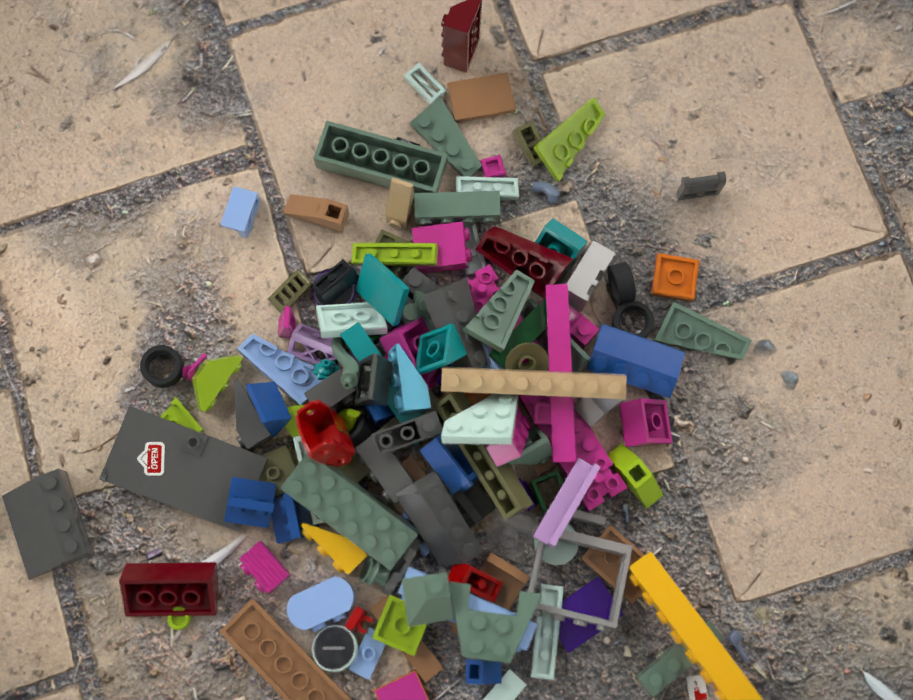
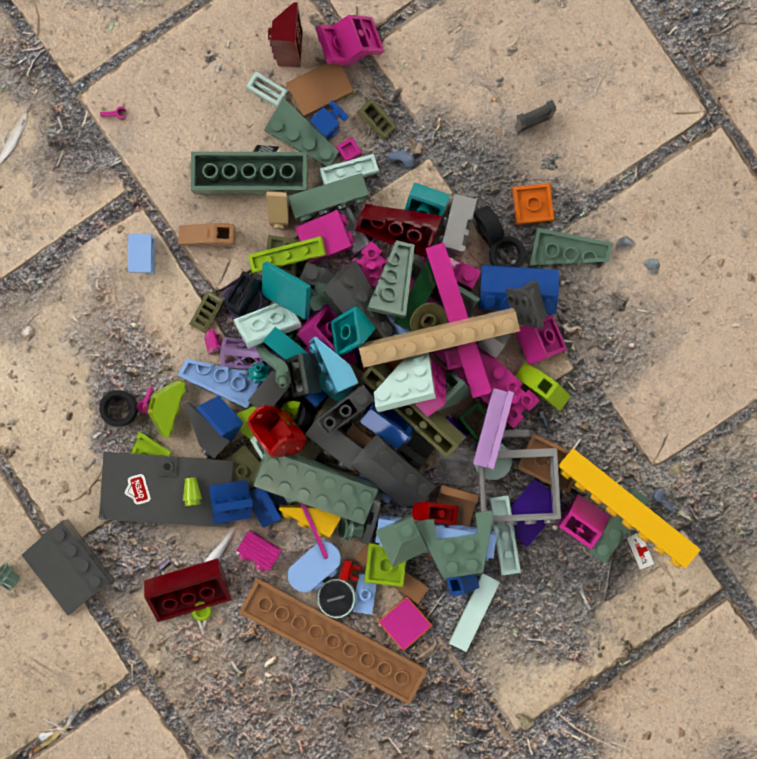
camera: 15 degrees left, 10 degrees up
(210, 479) = (191, 492): none -> lime cone
(260, 65) = (115, 113): none -> dark pink hand
(333, 561) = (314, 530): none -> dark pink piece
(478, 133) = (326, 122): none -> blue brick
(525, 57) = (349, 40): none -> dark pink bracket
(568, 138) = (407, 105): lime wing -> none
(641, 376) = (527, 304): none -> dark grey bracket
(641, 642) = (583, 521): none -> dark pink slope

